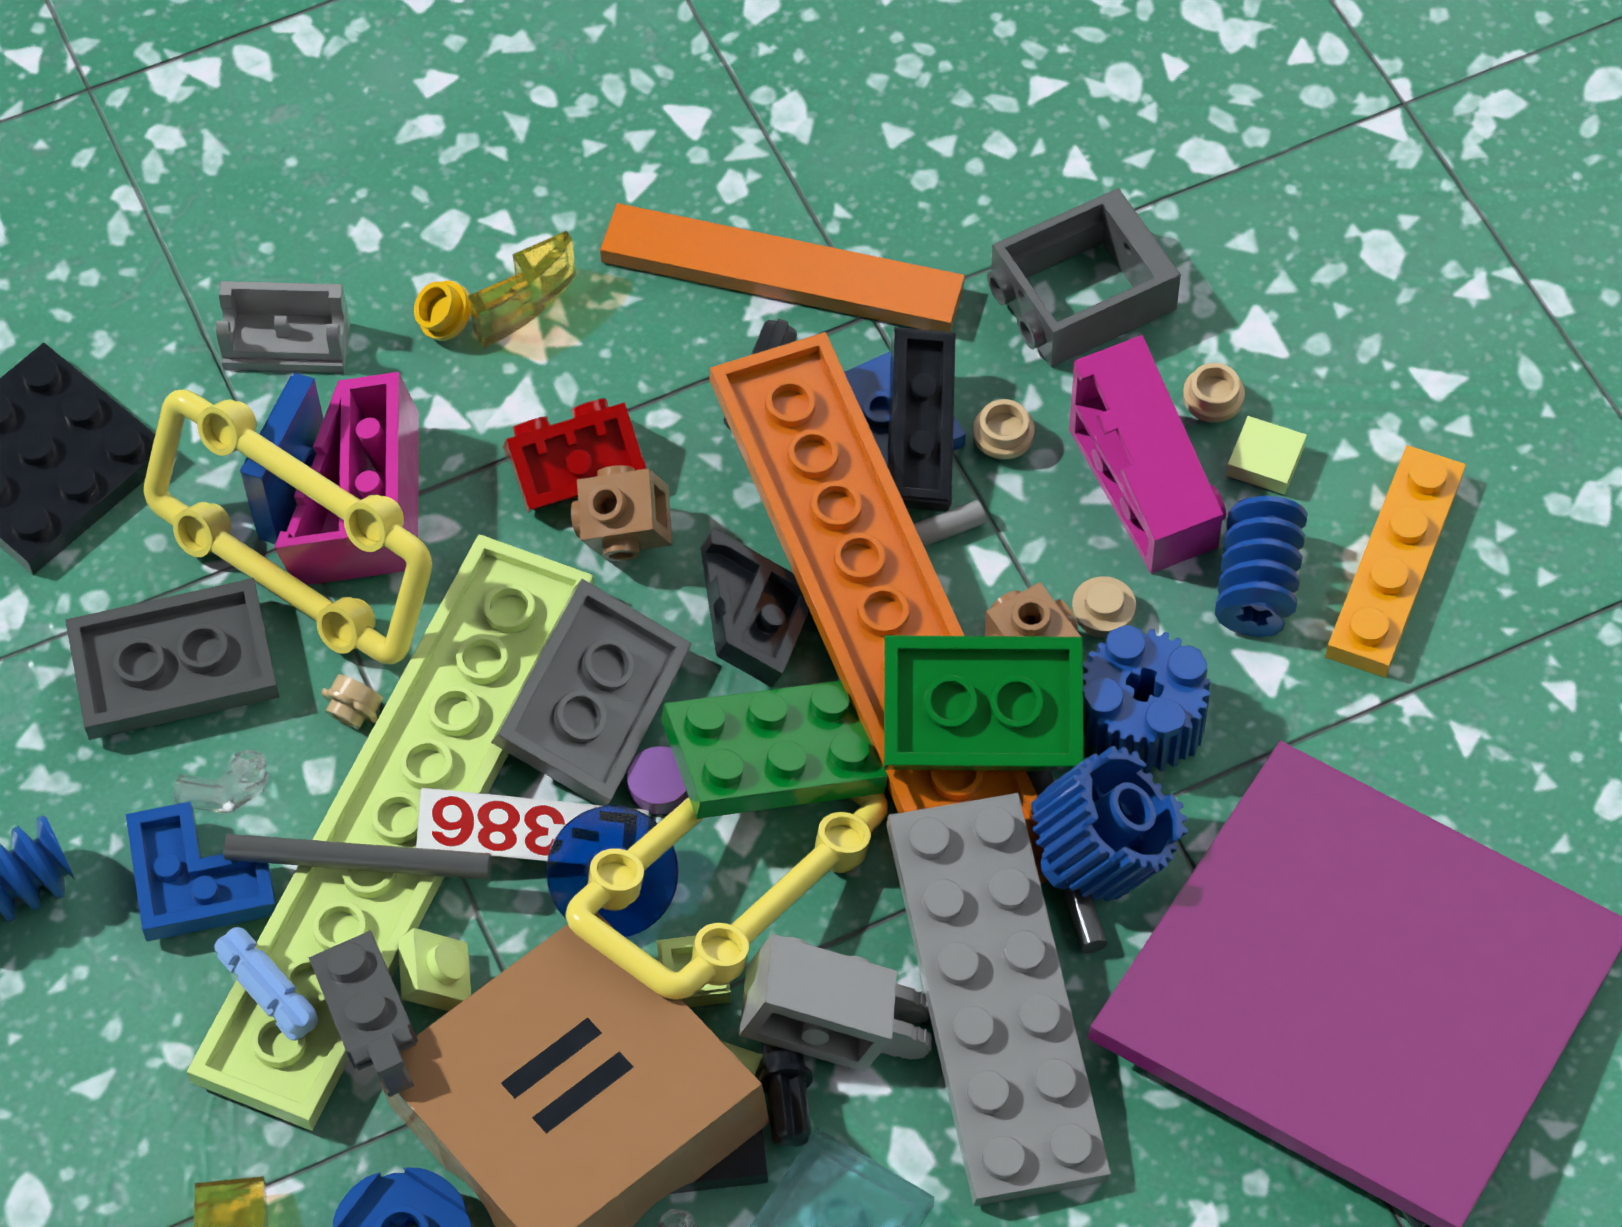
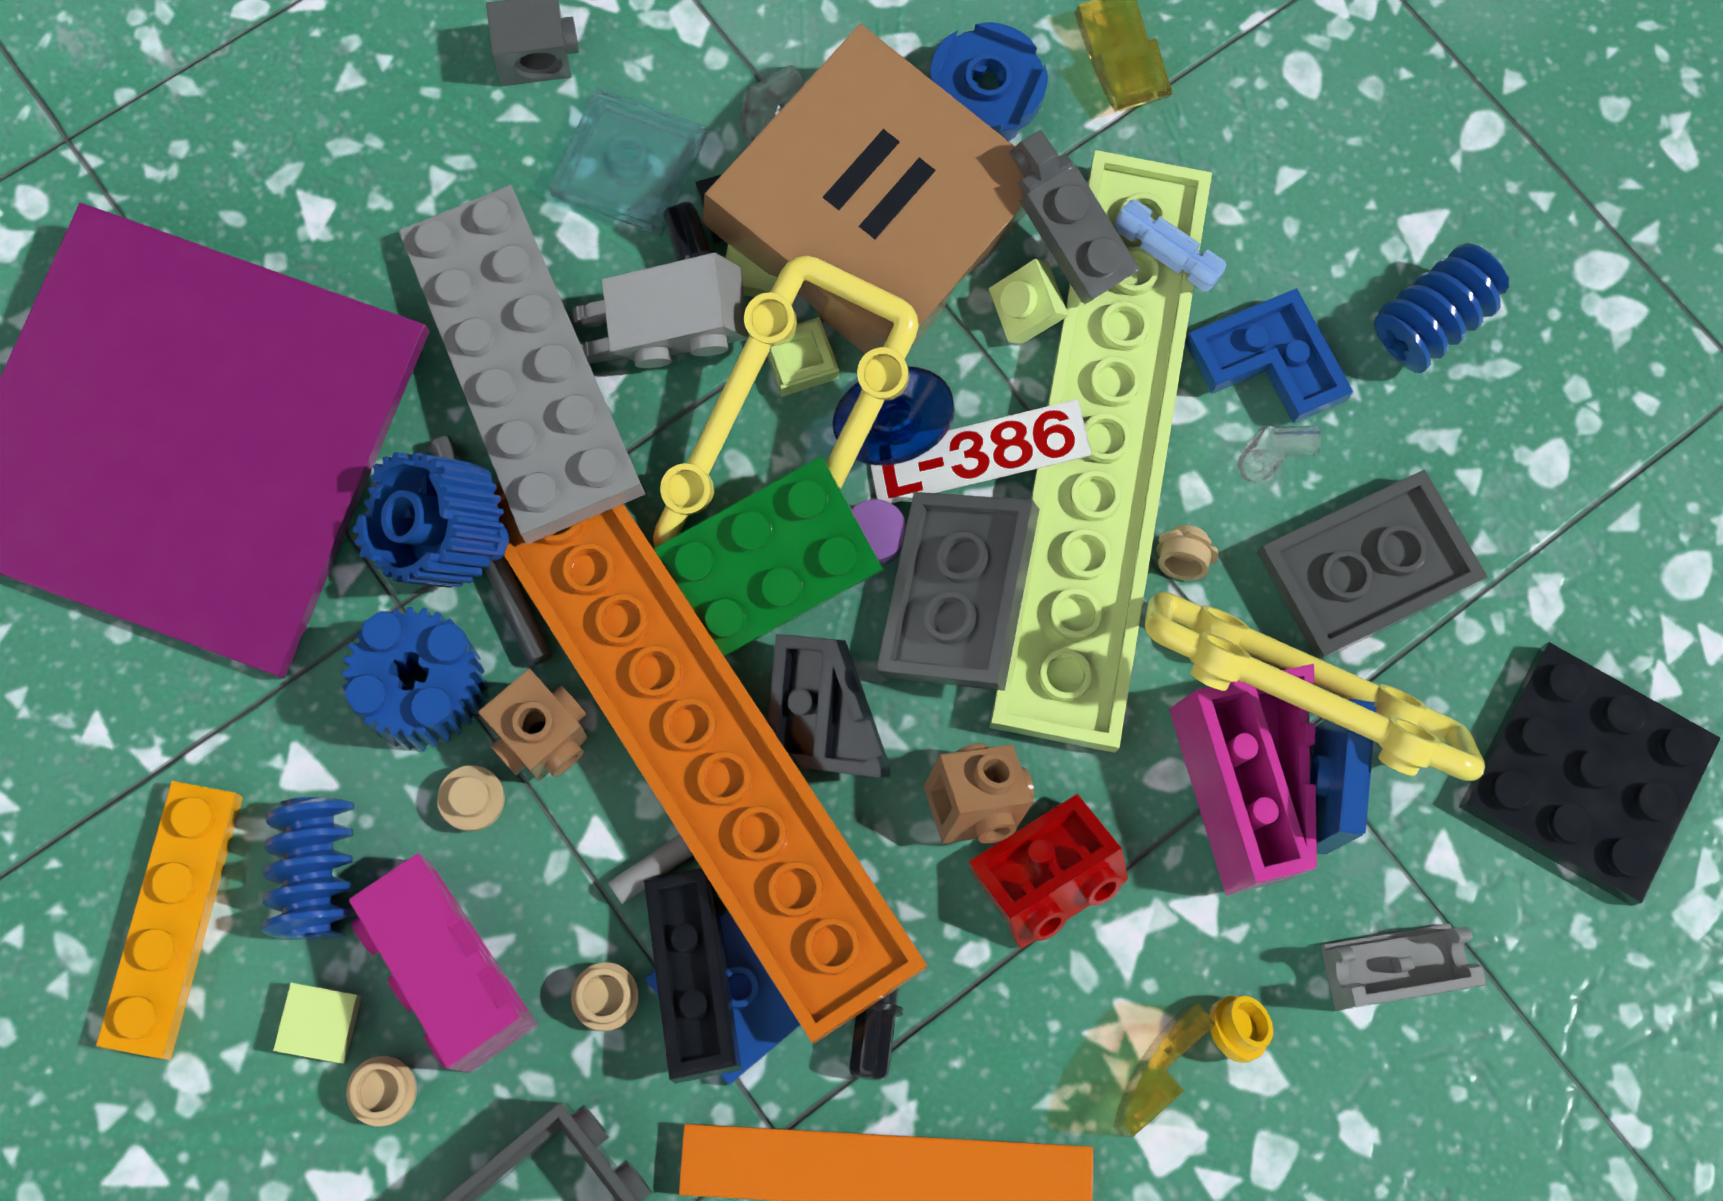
camera: 160 degrees right, 15 degrees up
(357, 856) = (1128, 378): dark grey bar -> none
(983, 703) = (565, 611): green plate -> none

